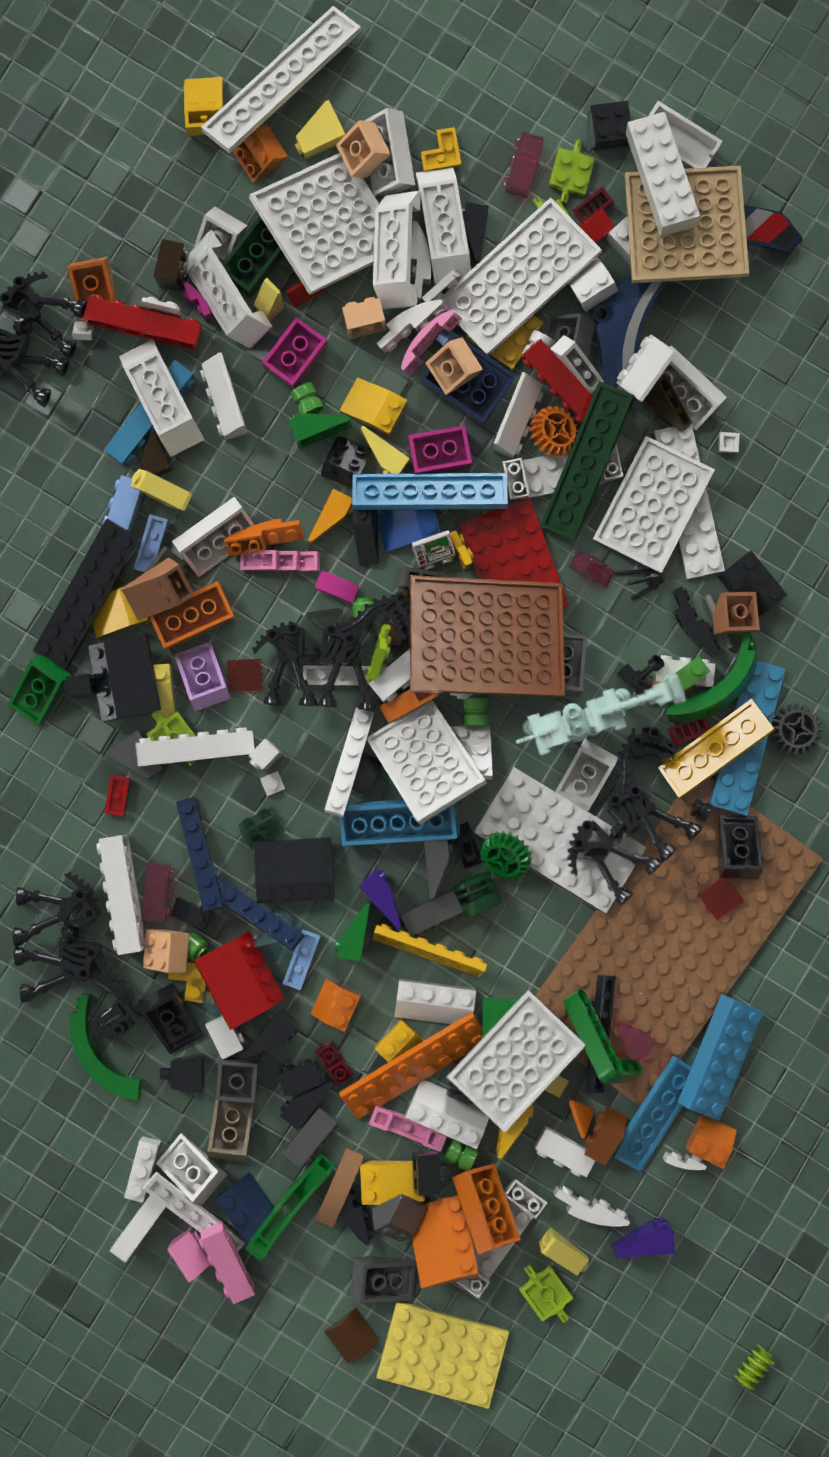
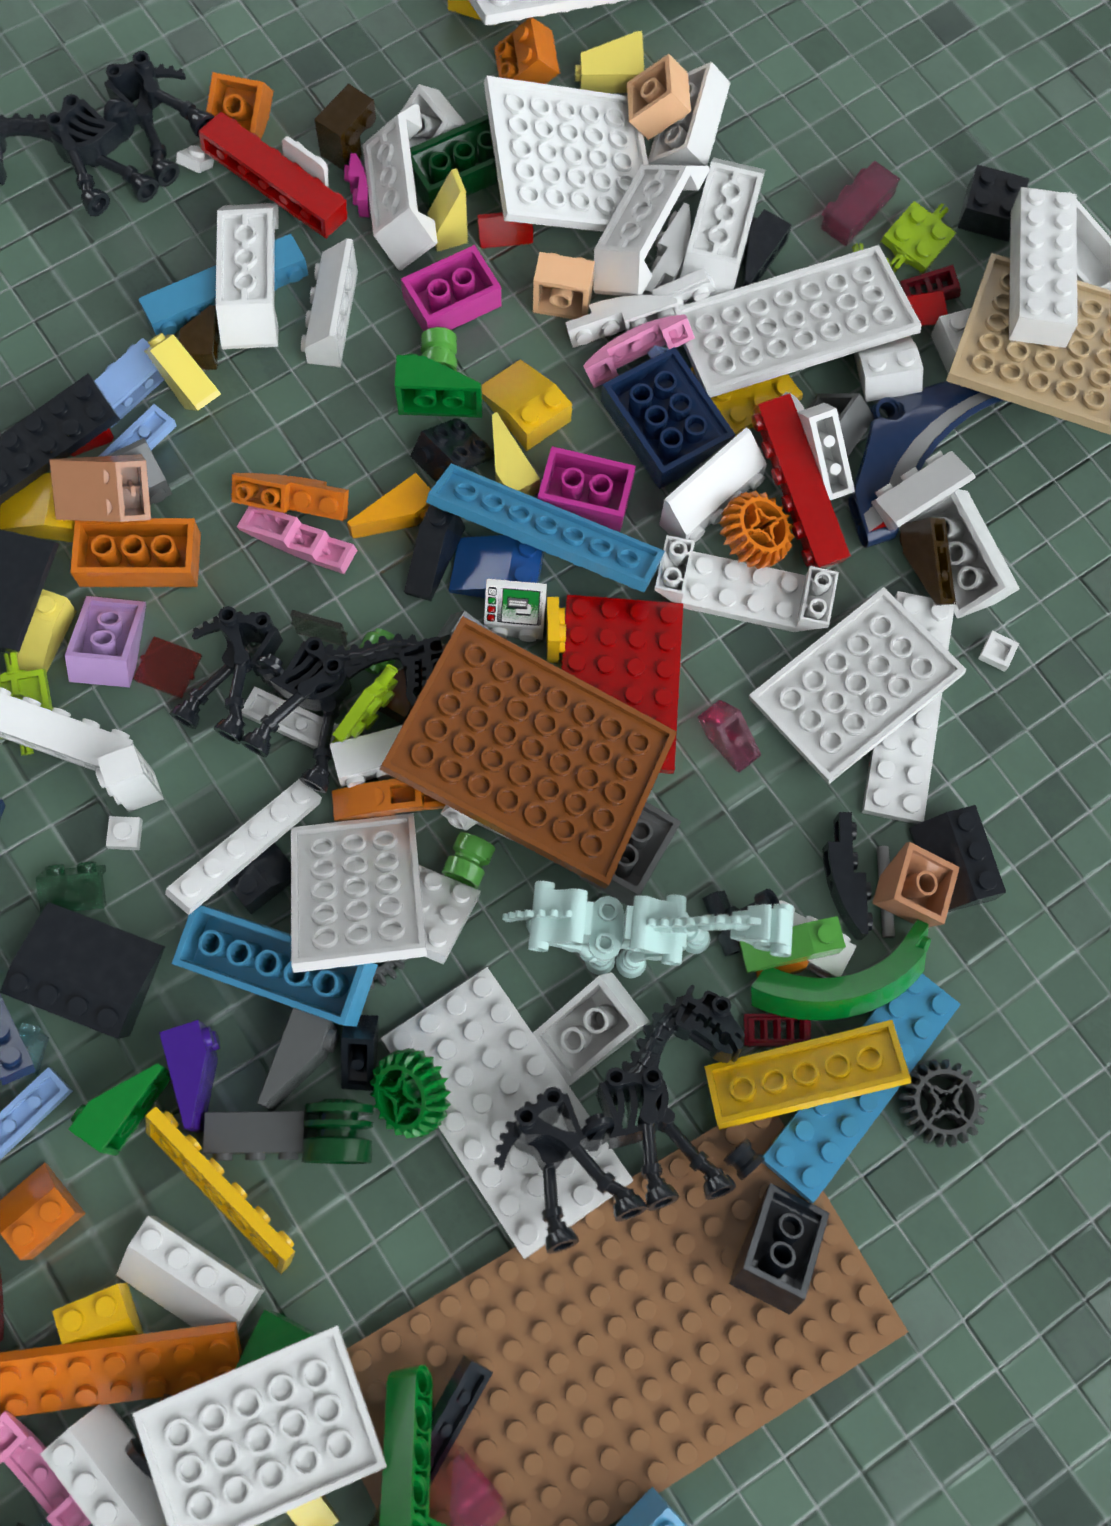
camera: 20 degrees right, 15 degrees down
(204, 542) = (203, 471): white slope -> none
(336, 586) = (357, 603): dark pink slope -> none
(446, 155) = (761, 153): yellow plate -> none
(453, 365) = (655, 381): light nougat slope -> none
(587, 460) = (786, 582): dark green plate -> none
(651, 578) = (812, 784): black plant -> none
(720, 897) = (717, 1319): clear red piece -> none

